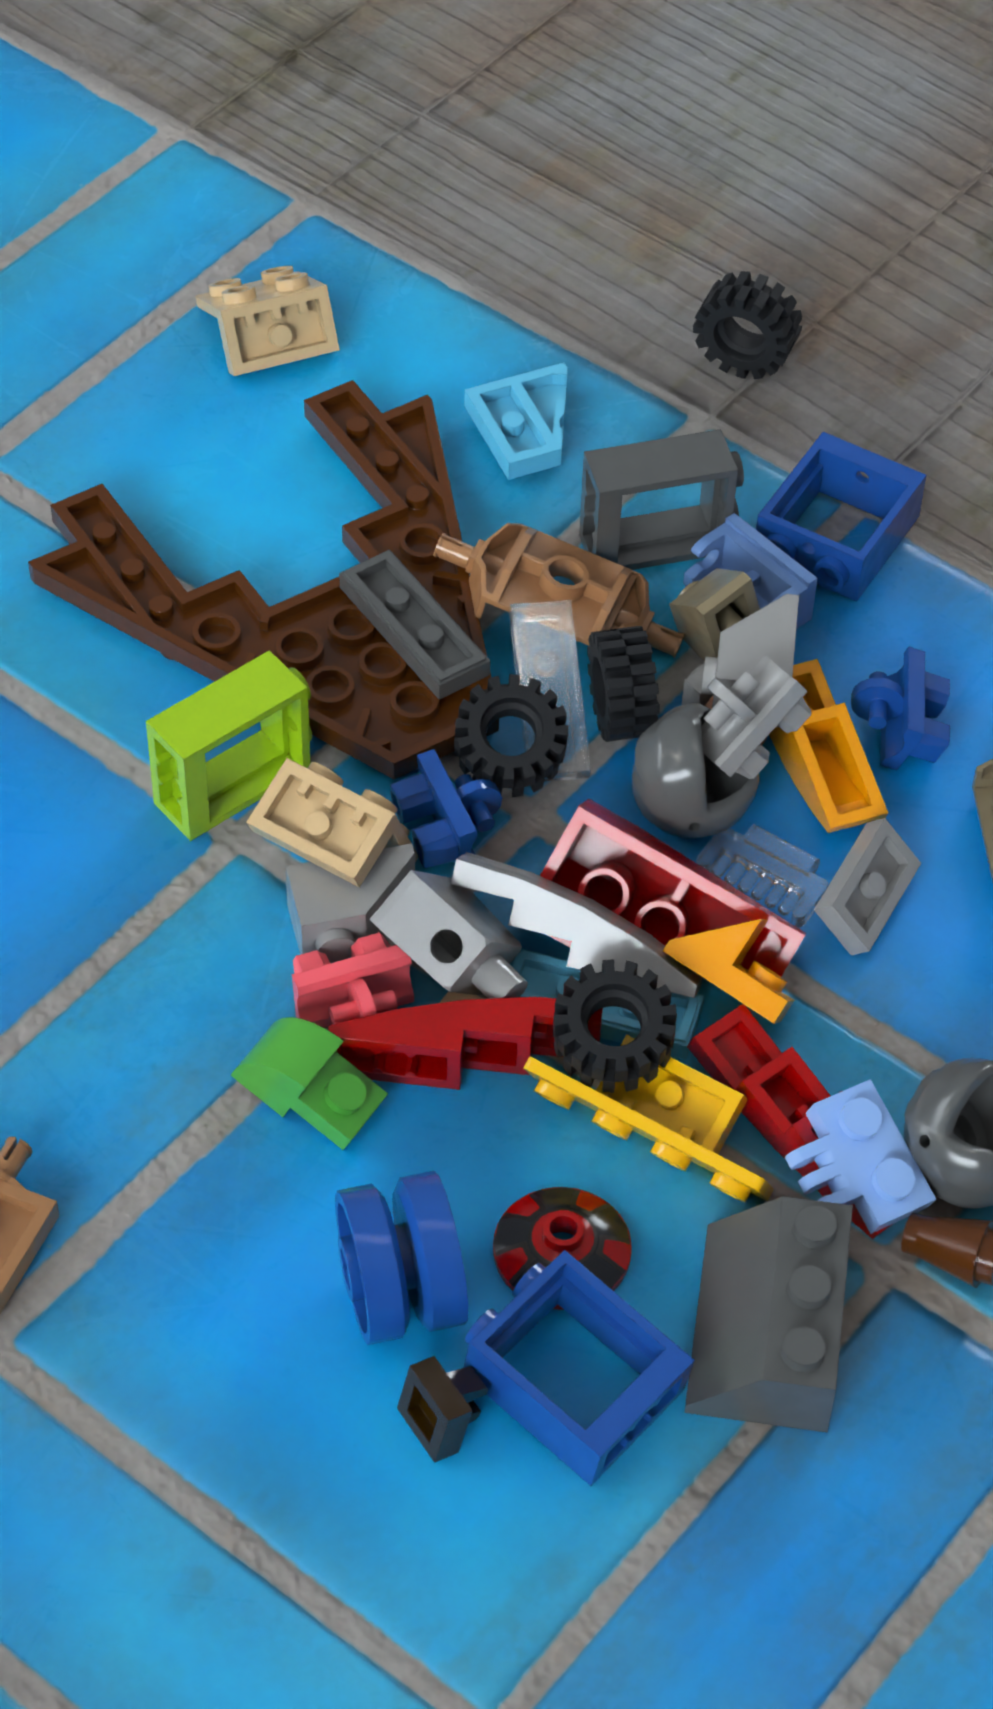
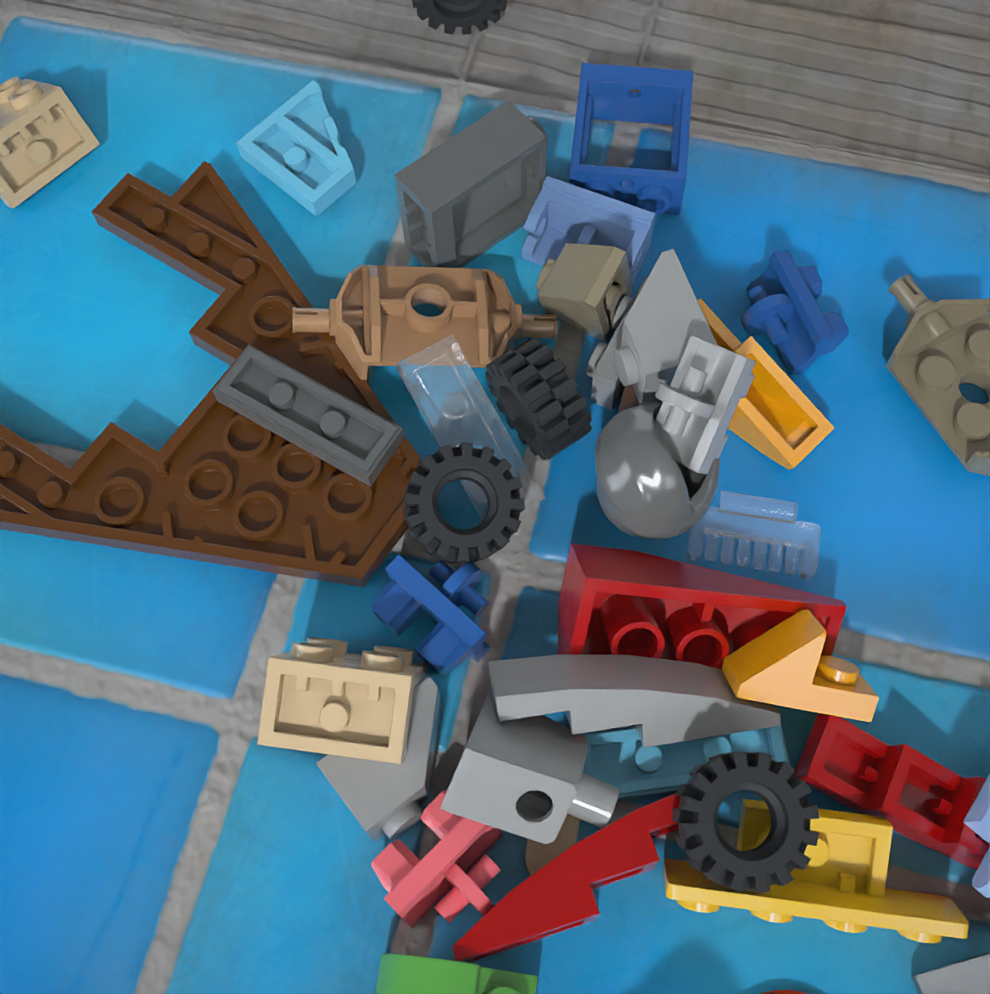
camera: 20 degrees left, 15 degrees up
(205, 793) = (192, 636): lime window -> none
(867, 886) = (860, 517): light grey plate -> none

